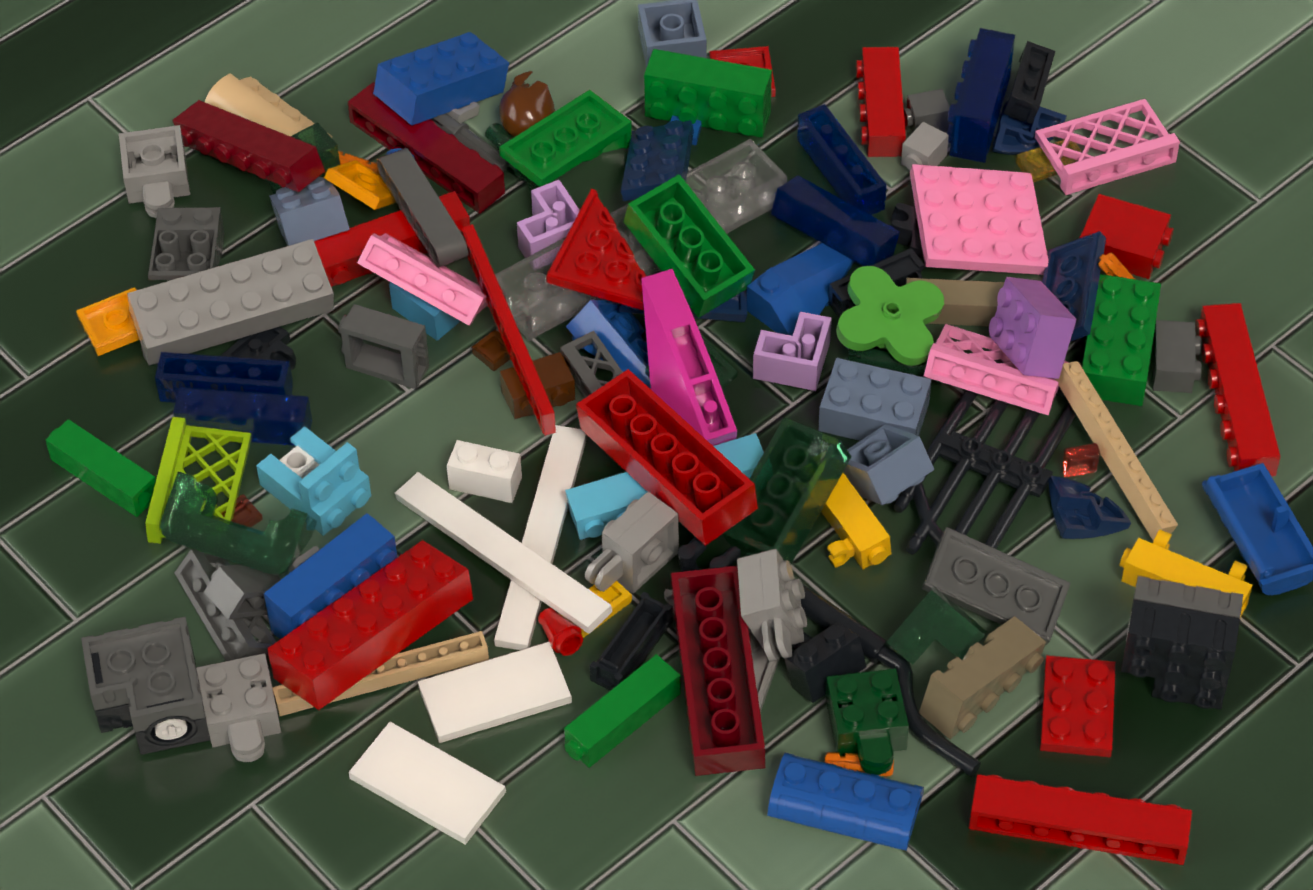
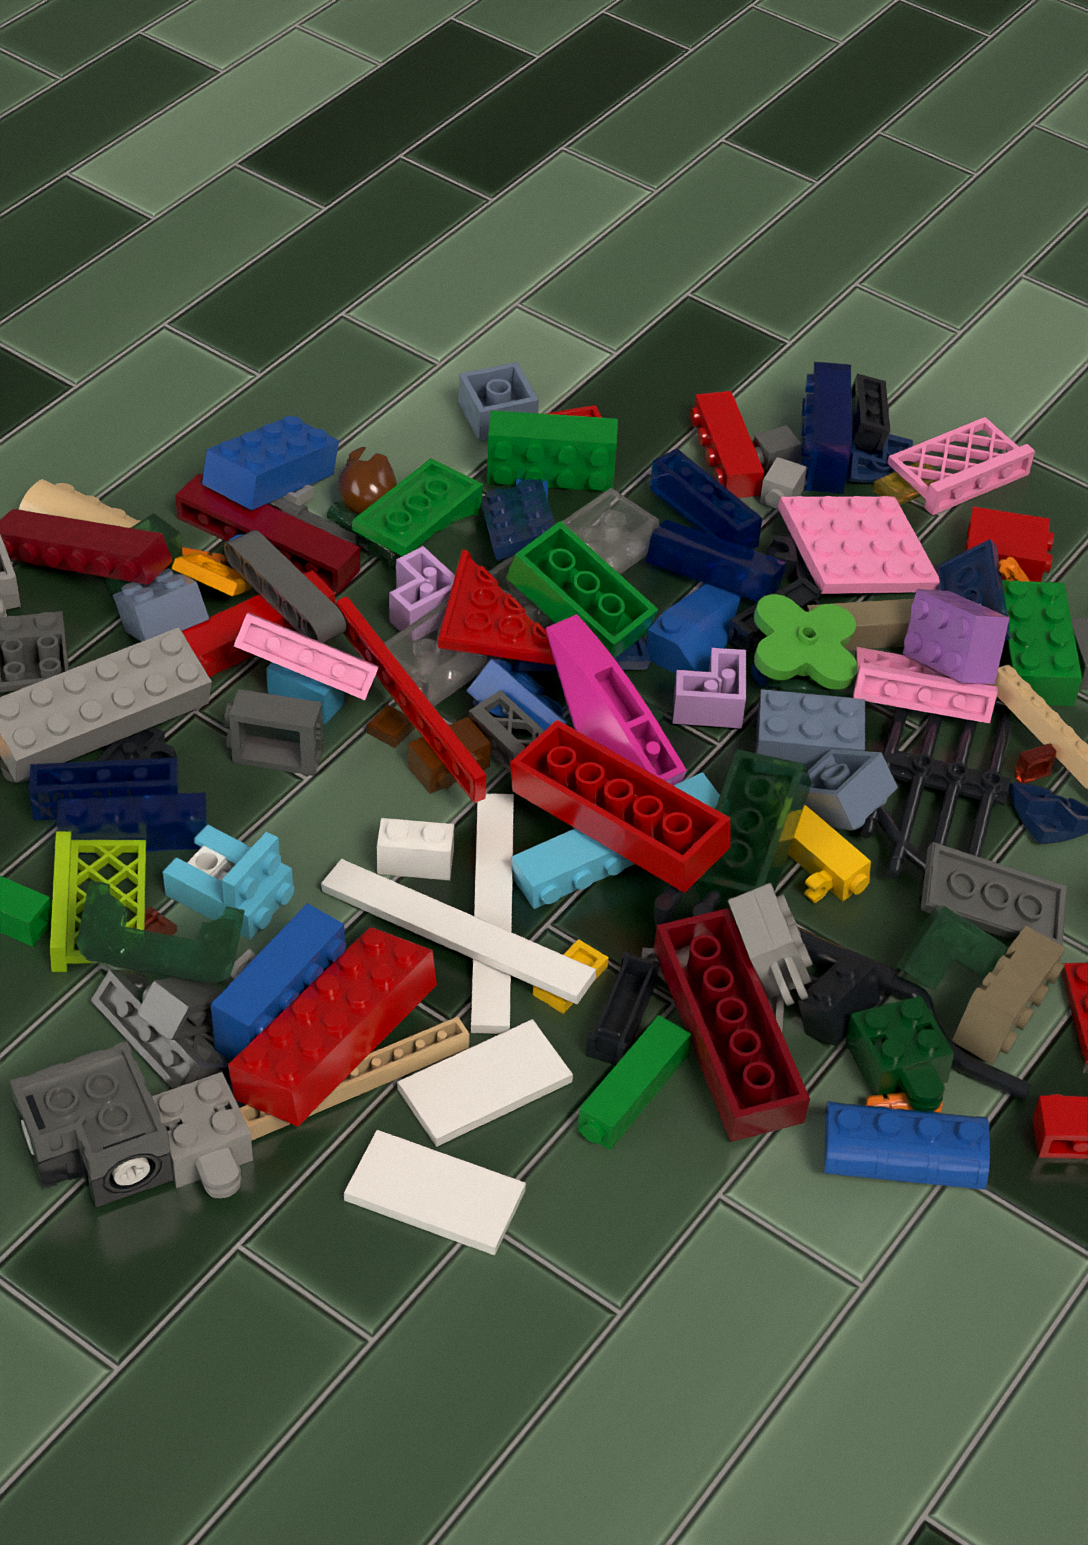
camera: 15 degrees left, 5 degrees down
(561, 633) = (543, 1007): red cone -> none
(636, 545) = (604, 902): light grey brick -> none

